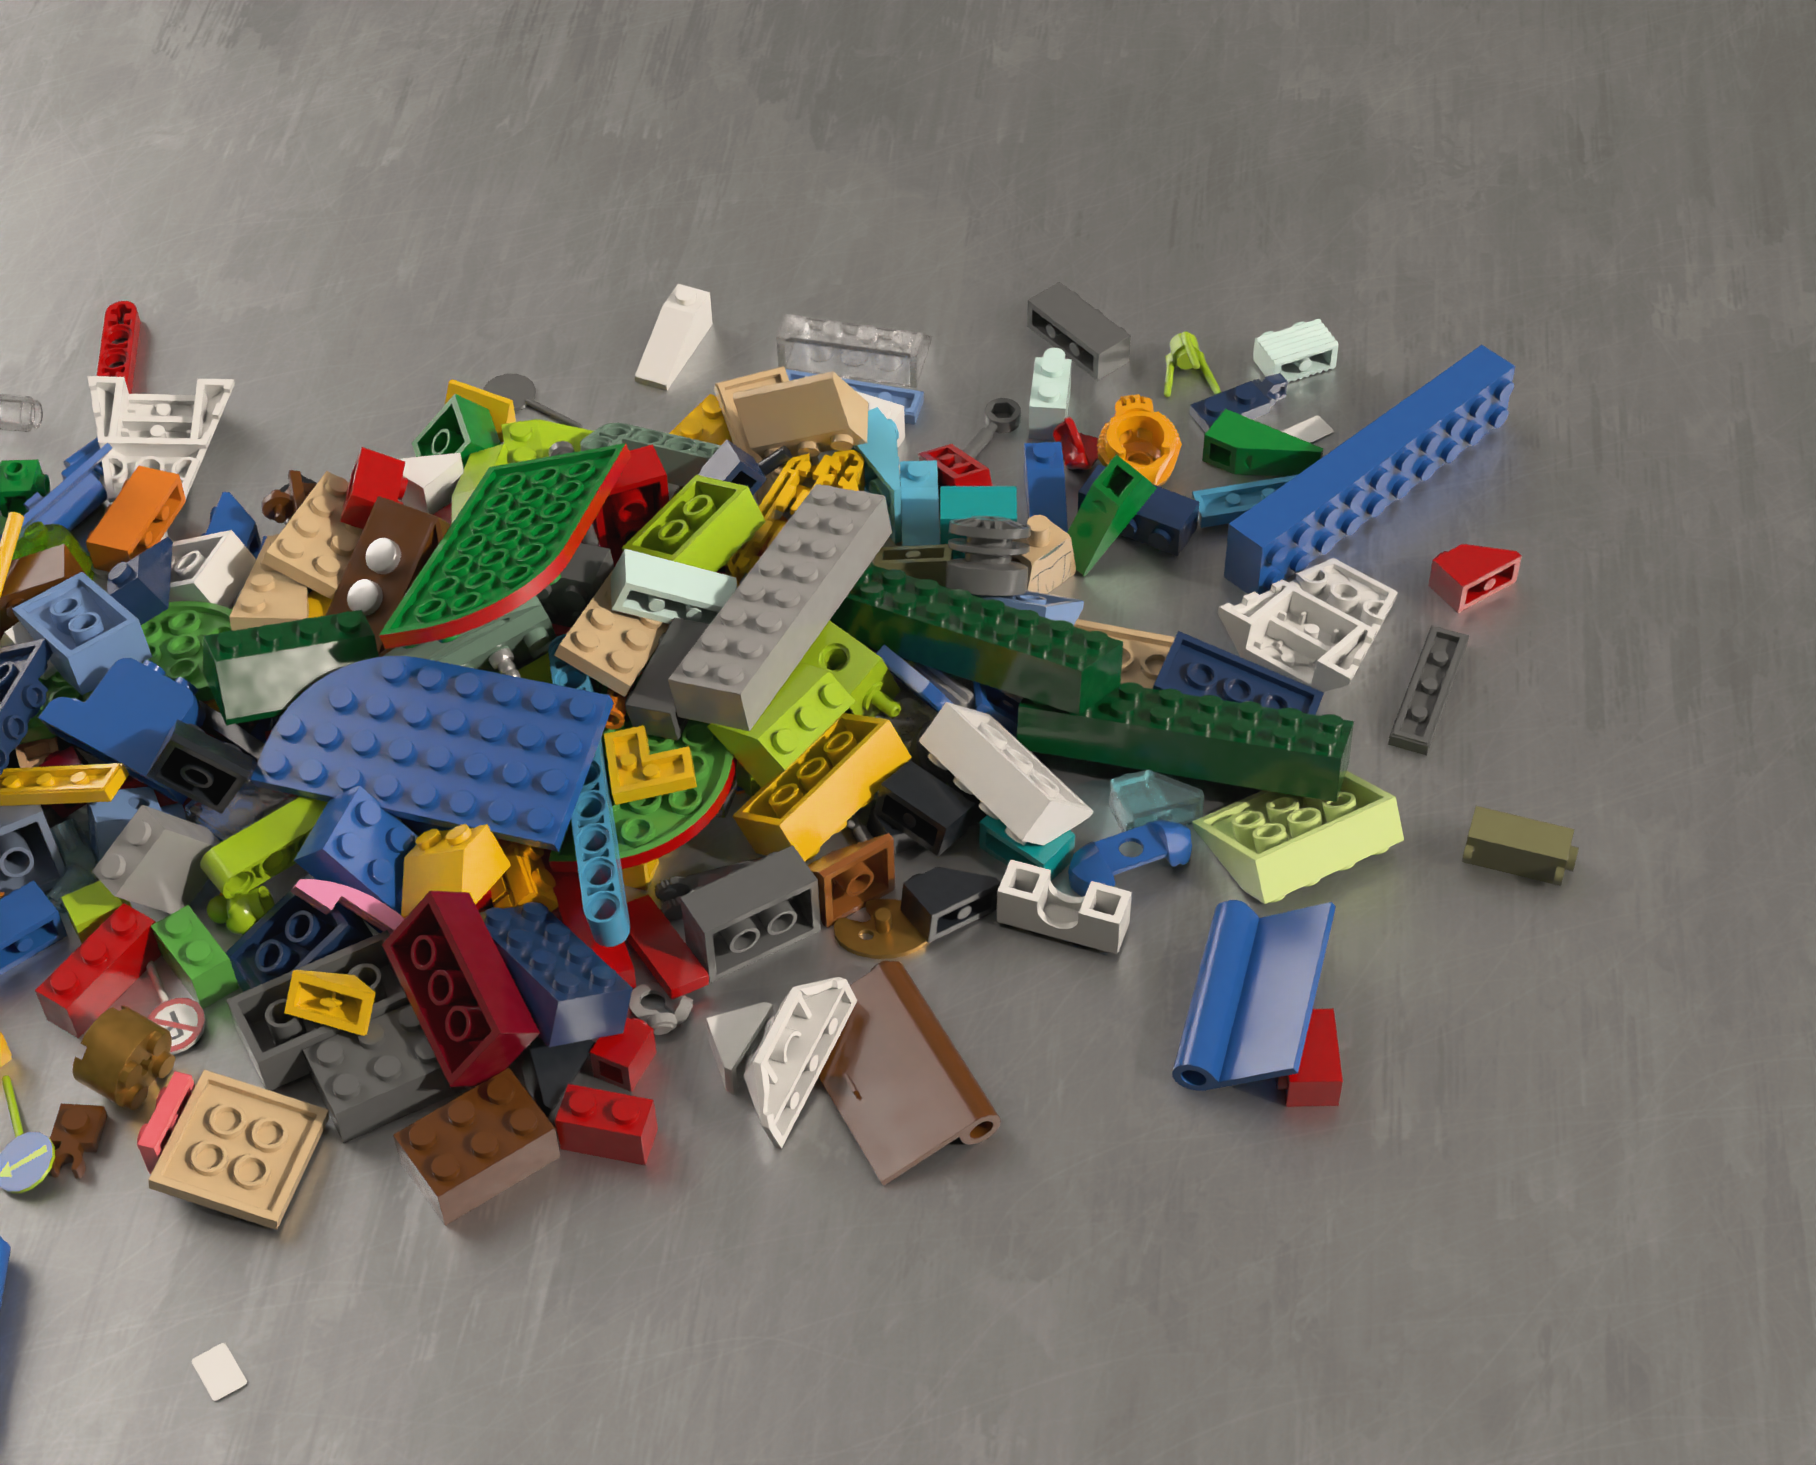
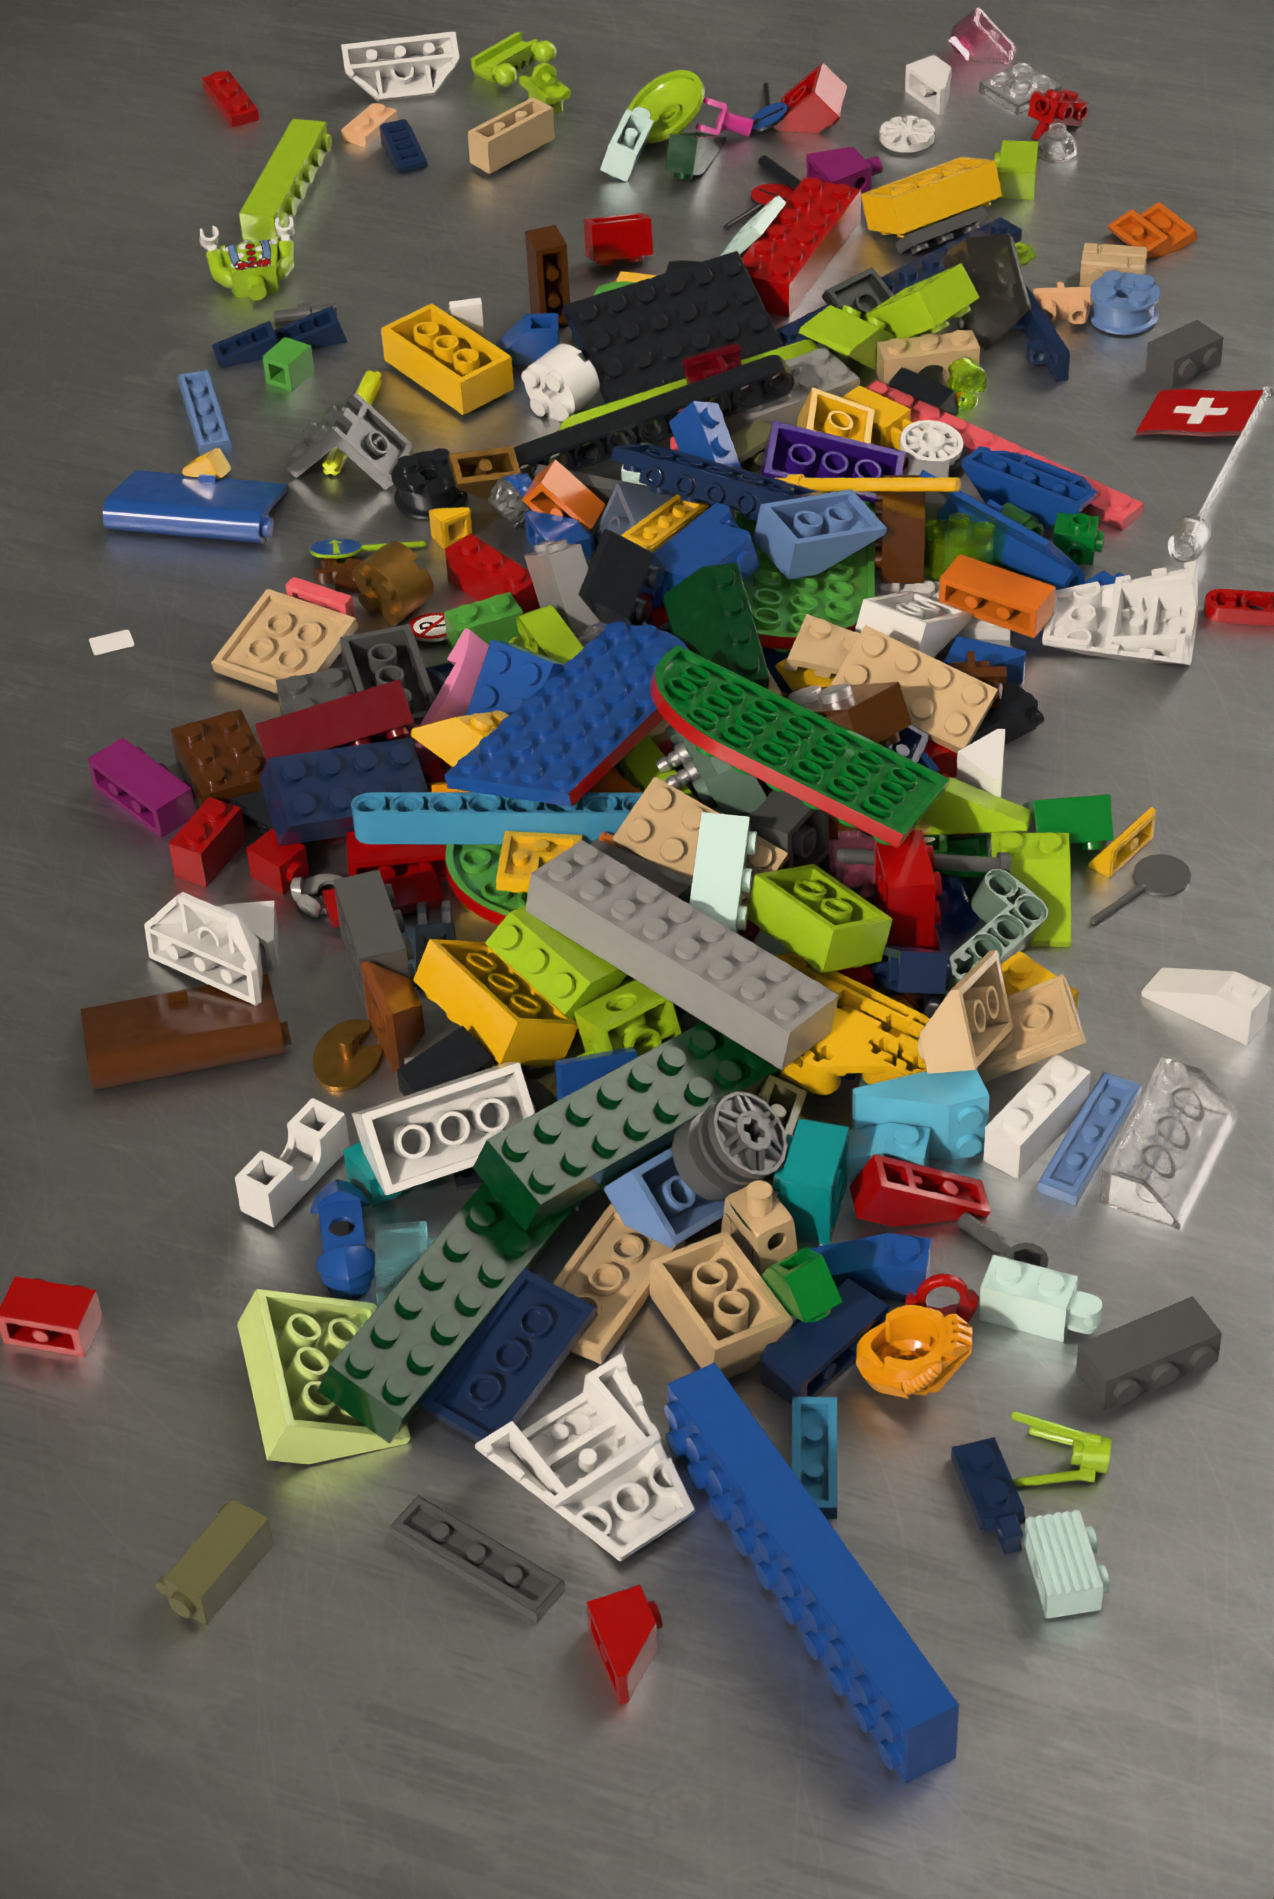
camera: 105 degrees right, 5 degrees down
(144, 581) = (884, 574): dark blue slope -> none
(331, 1000) = (378, 669): yellow slope -> none
(371, 477) = (949, 710): red brick -> none
(516, 1225) = (142, 787): none -> magenta brick
(947, 900) = (343, 1078): black slope -> none
(1132, 569) = (717, 1303): none -> tan slope
(1252, 996) = (134, 1276): blue door -> none
(1256, 449) = (903, 1472): green slope -> none
(1310, 429) = (930, 1550): white sticker -> none

